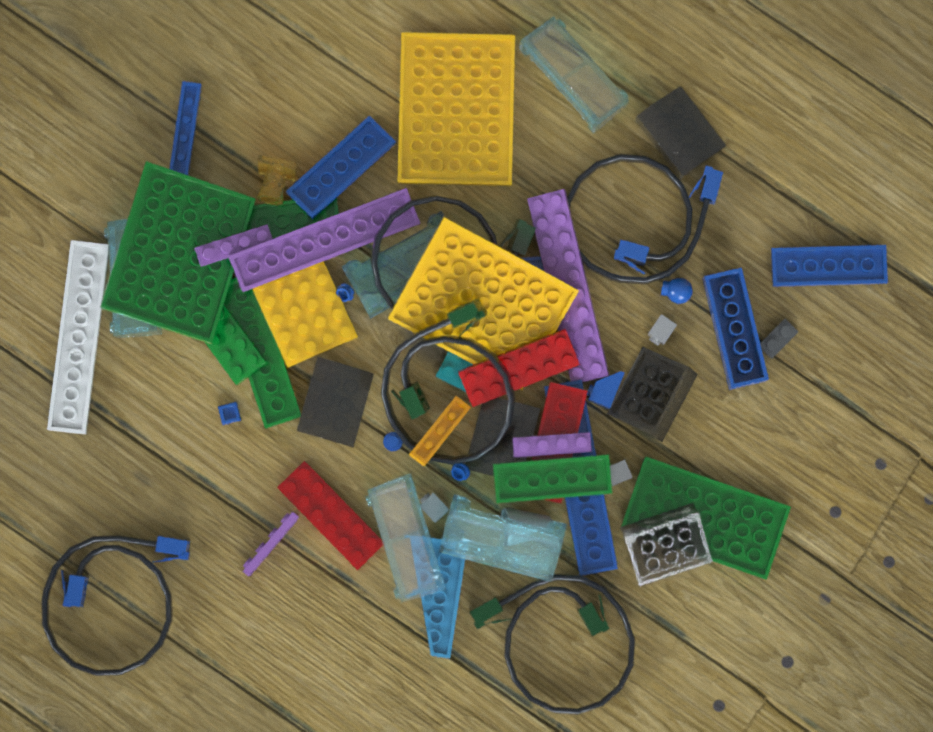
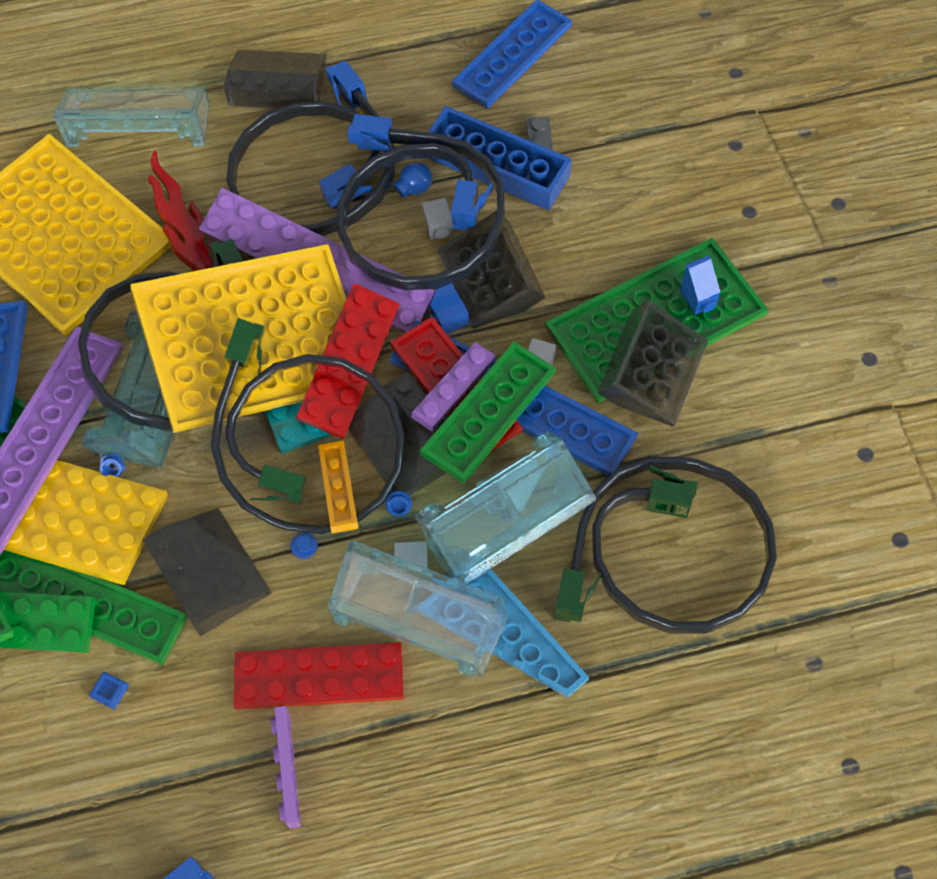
camera: 45 degrees left, 20 degrees down
(526, 186) = (179, 221): none -> red piece
(683, 251) = (378, 135): none -> black piece
(740, 532) = (700, 286): none -> slope

